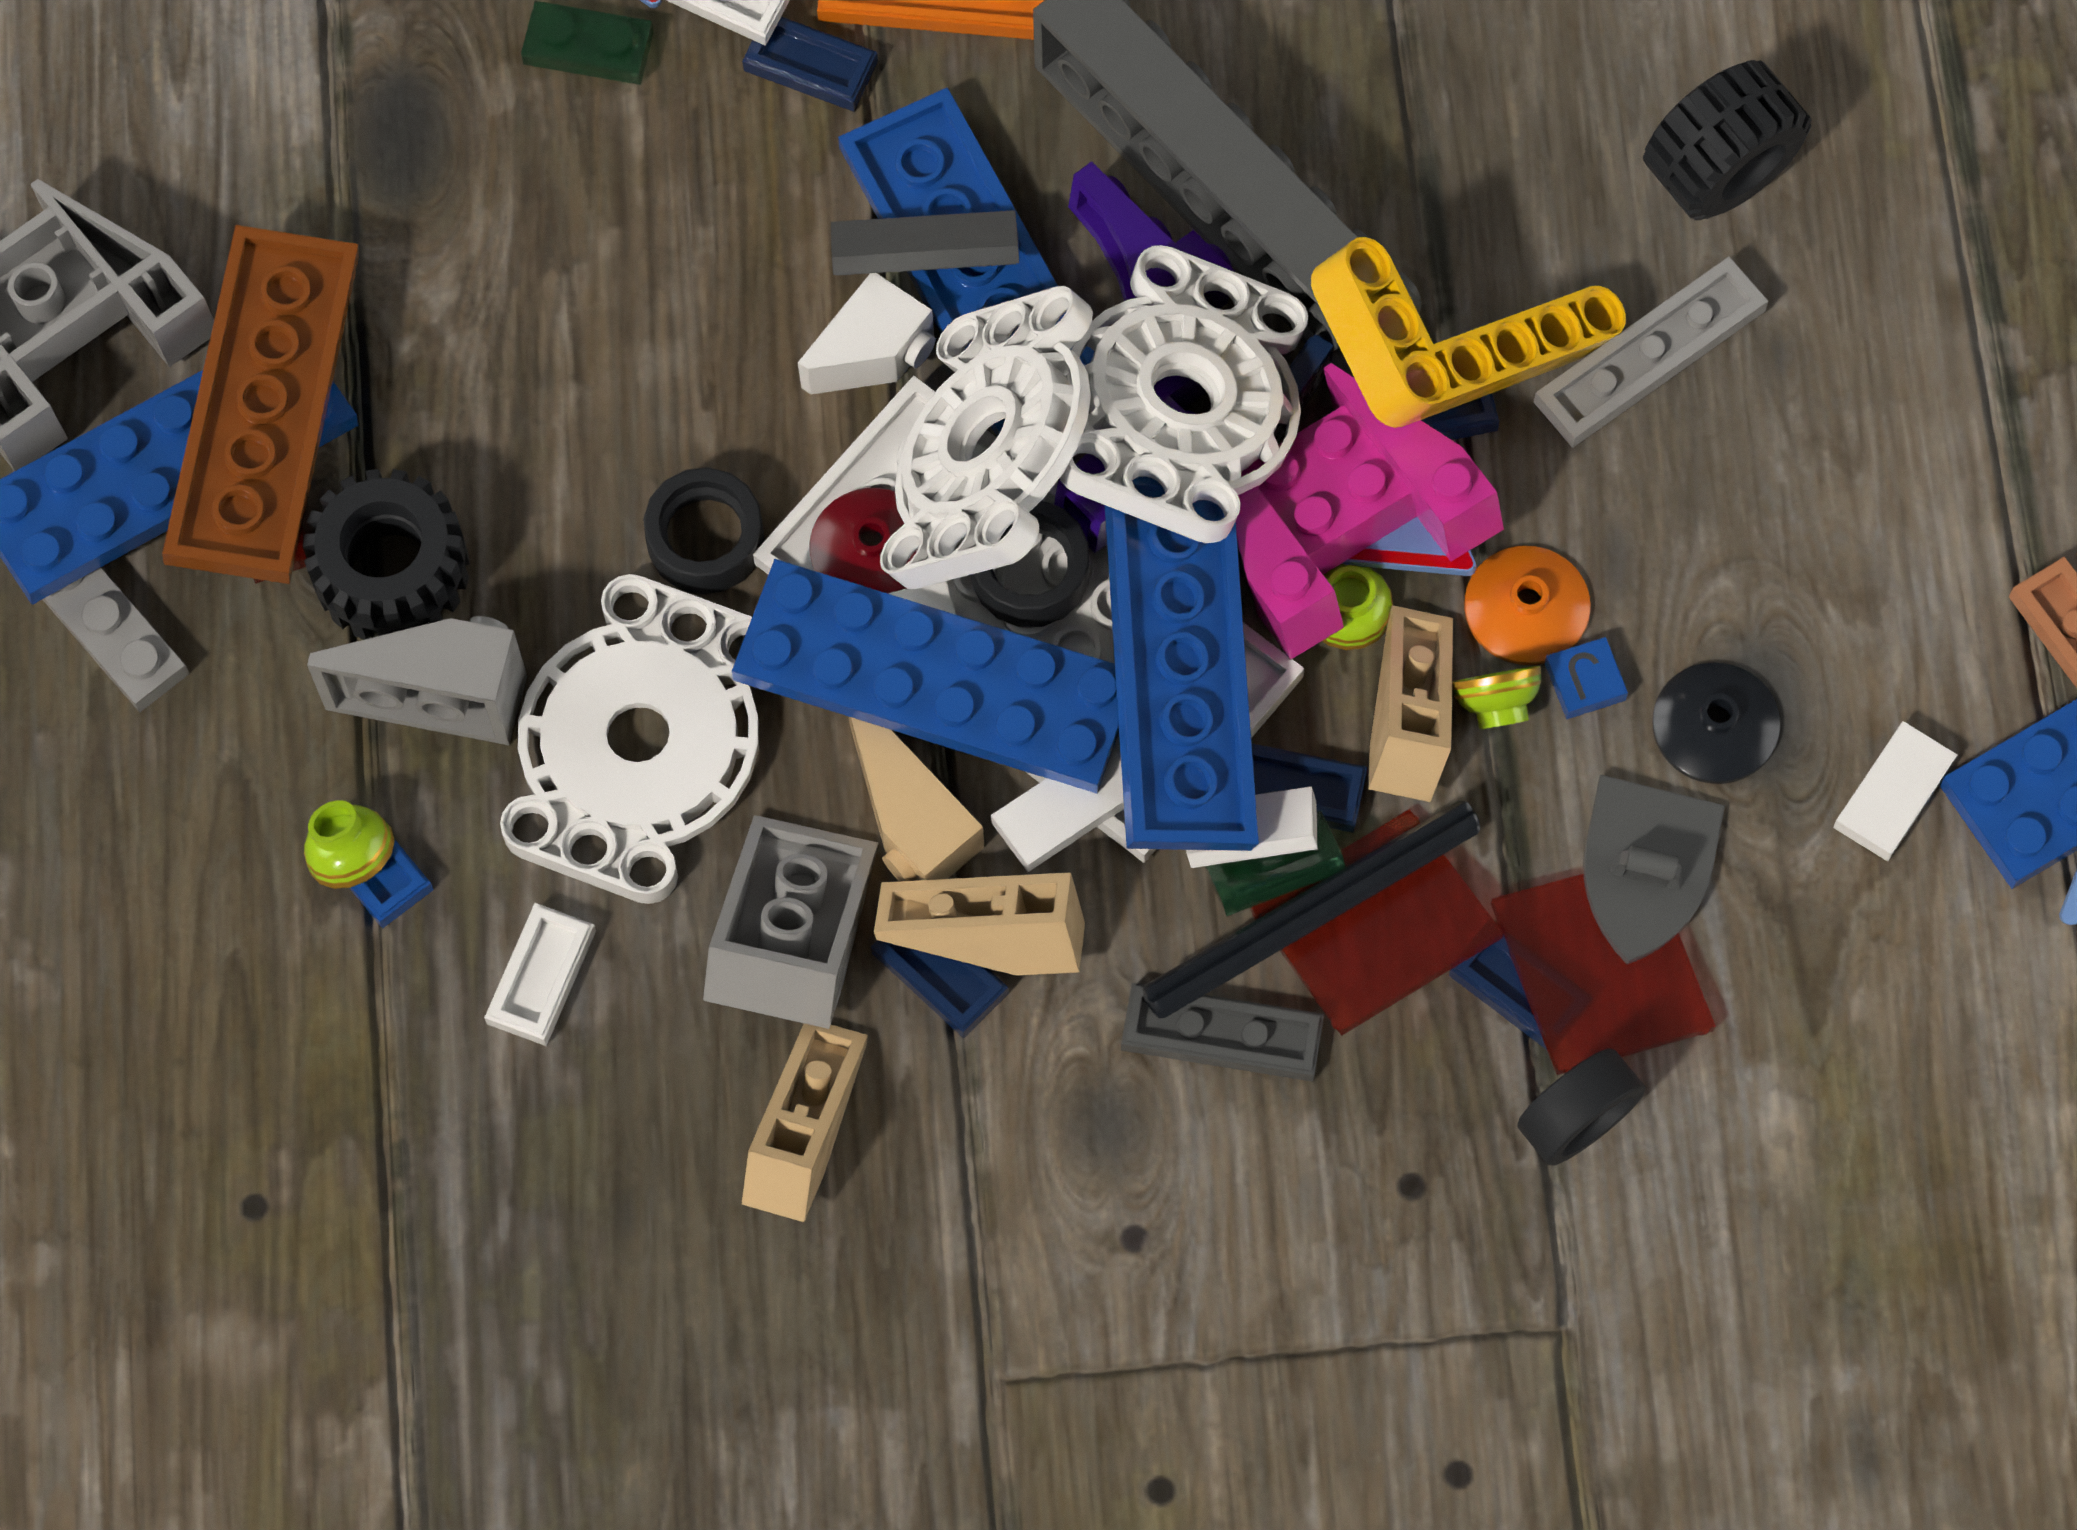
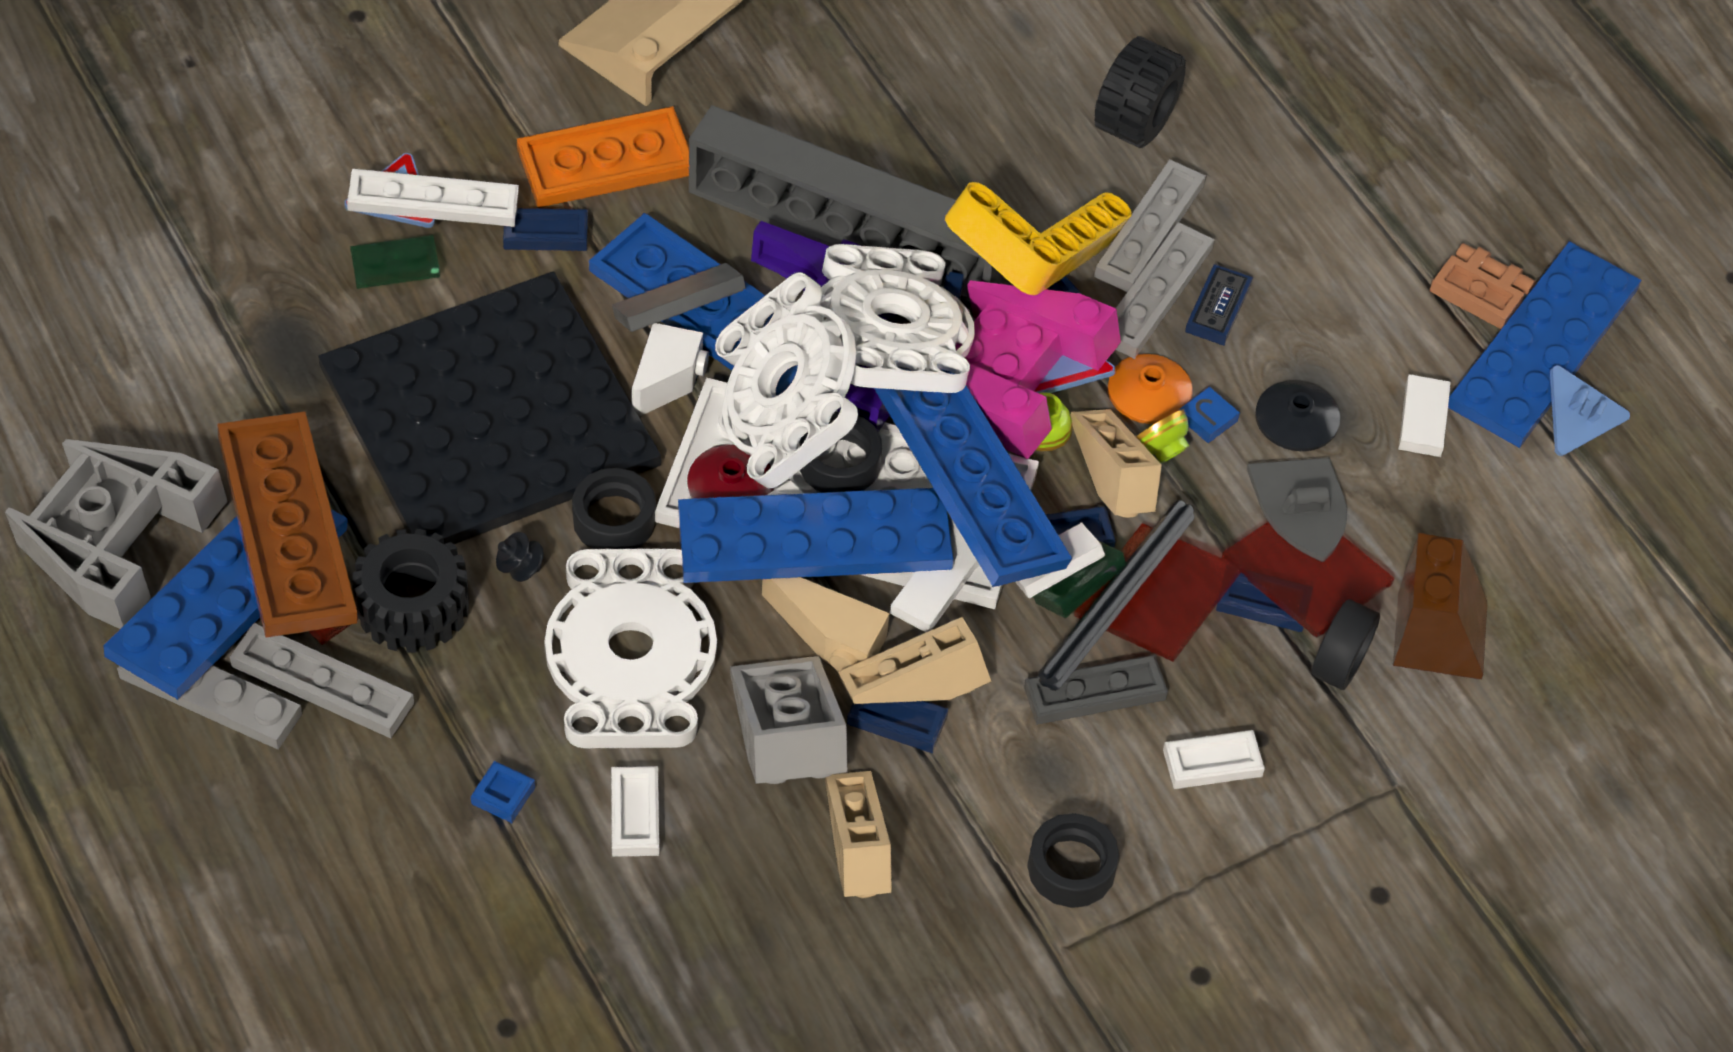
camera: 30 degrees left, 15 degrees down
(230, 646) = (322, 680): none -> light grey plate
(346, 844) = (466, 774): lime piece -> none
(429, 677) = (477, 650): light grey slope -> none
(549, 555) = (519, 556): none -> black wheel
(610, 316) = (487, 410): none -> black plate
(1055, 1219) = (1082, 830): none -> black tyre
(1330, 1194) = (1213, 759): none -> white tile
(1609, 456) = (1160, 286): none -> light grey plate
(1689, 510) = (1218, 304): none -> tile
(1745, 1111) = (1441, 610): none -> reddish brown slope

